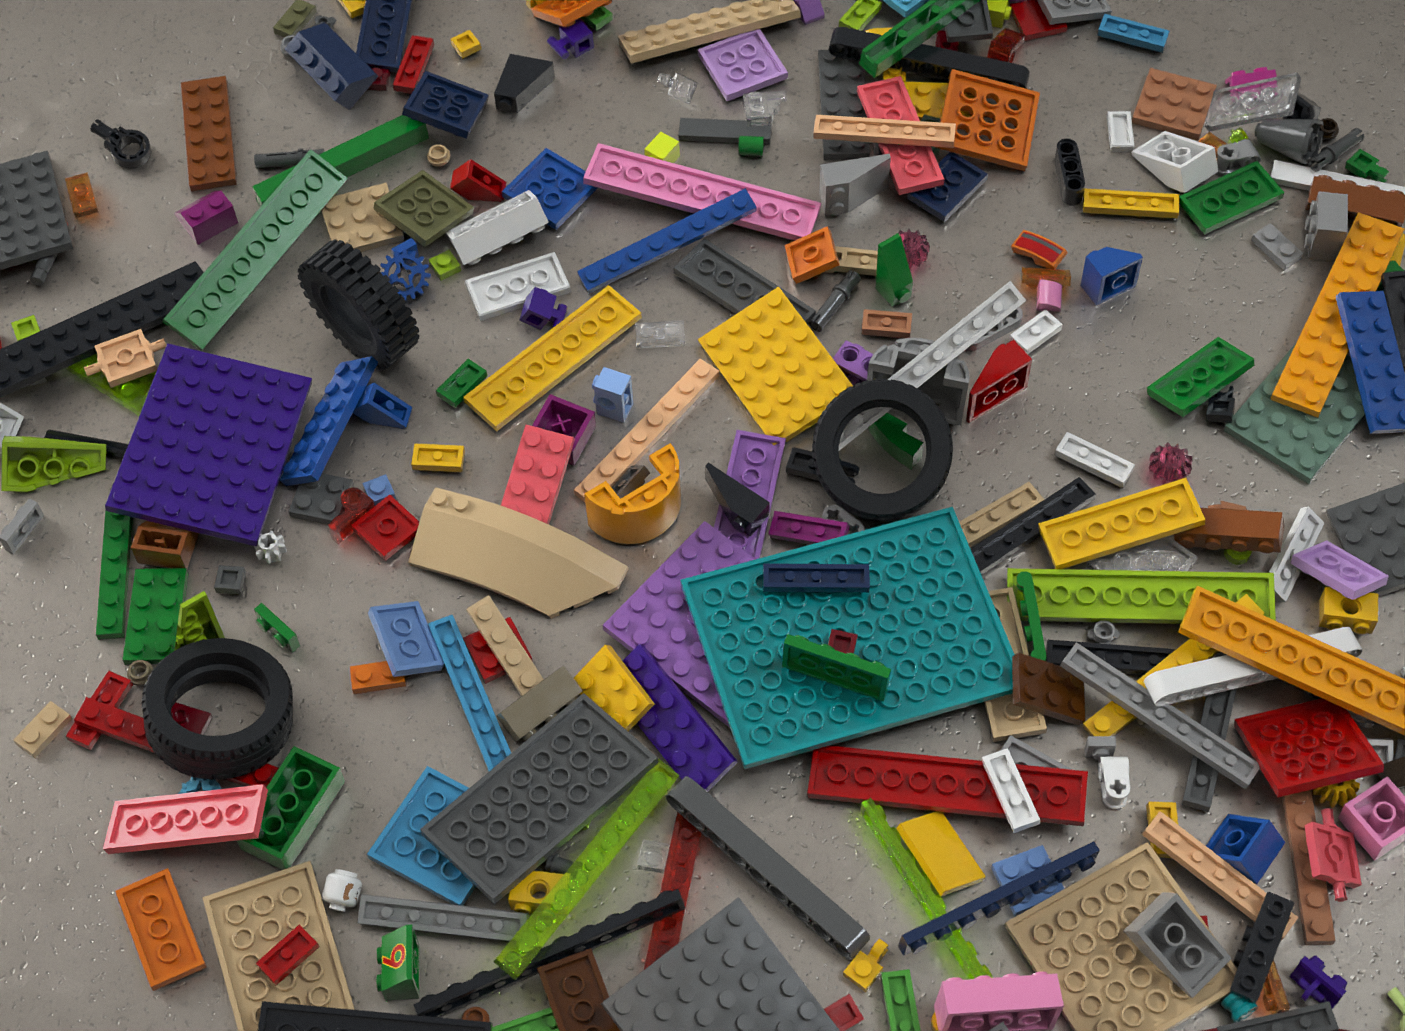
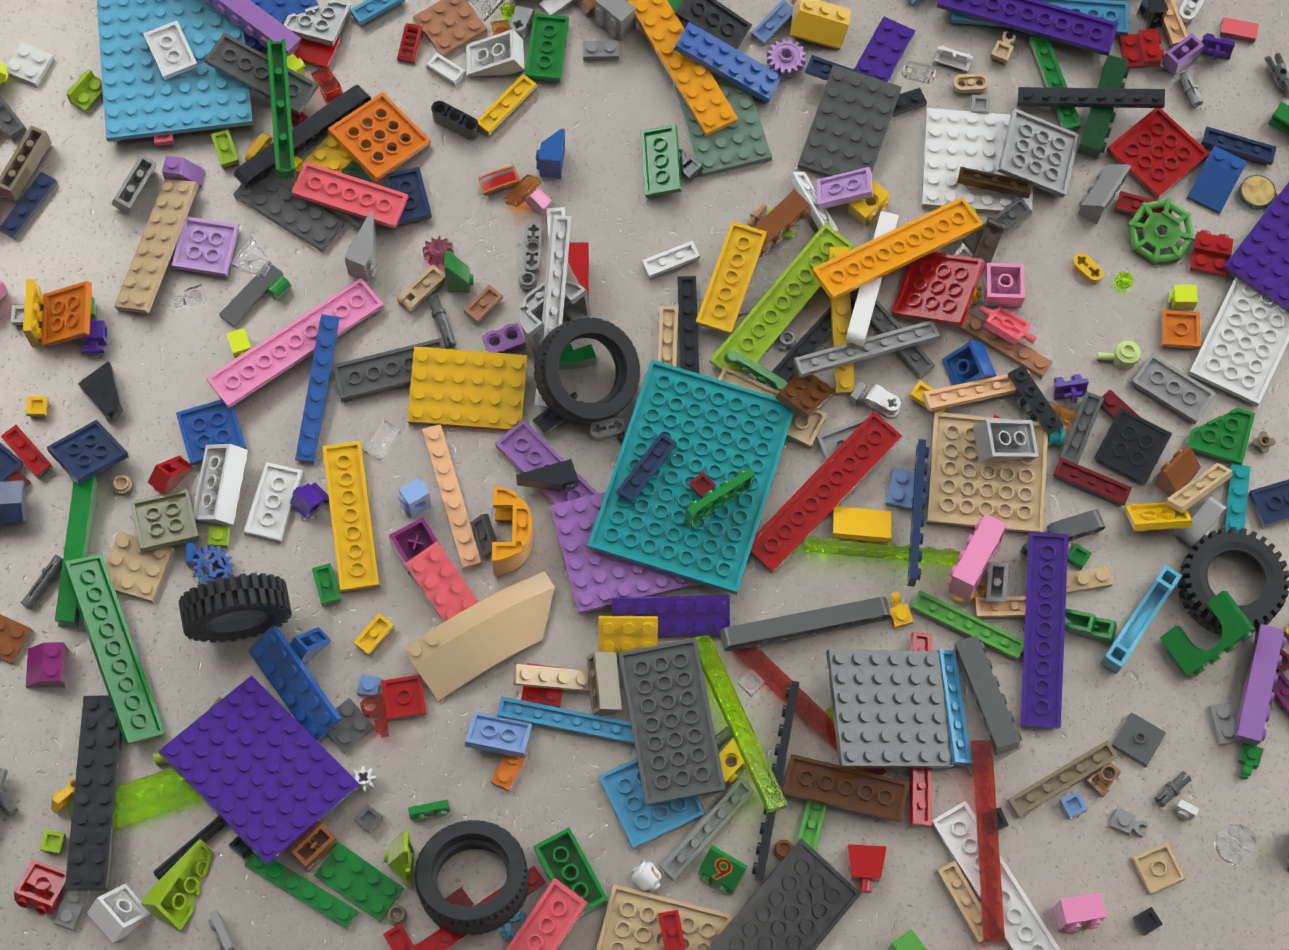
camera: 60 degrees left, 10 degrees up
(73, 305) = (61, 798): none -> yellow plate
(125, 358) = (139, 786): light nougat plate -> none
(805, 528) = (599, 450): magenta plate -> none
(811, 255) = (399, 310): orange plate -> none
(884, 131) = (345, 202): light nougat plate -> none
(1010, 790) = (857, 459): white plate -> none
(1133, 81) = (413, 32): none -> red slope
(1170, 463) = (711, 224): clear pink gear -> none

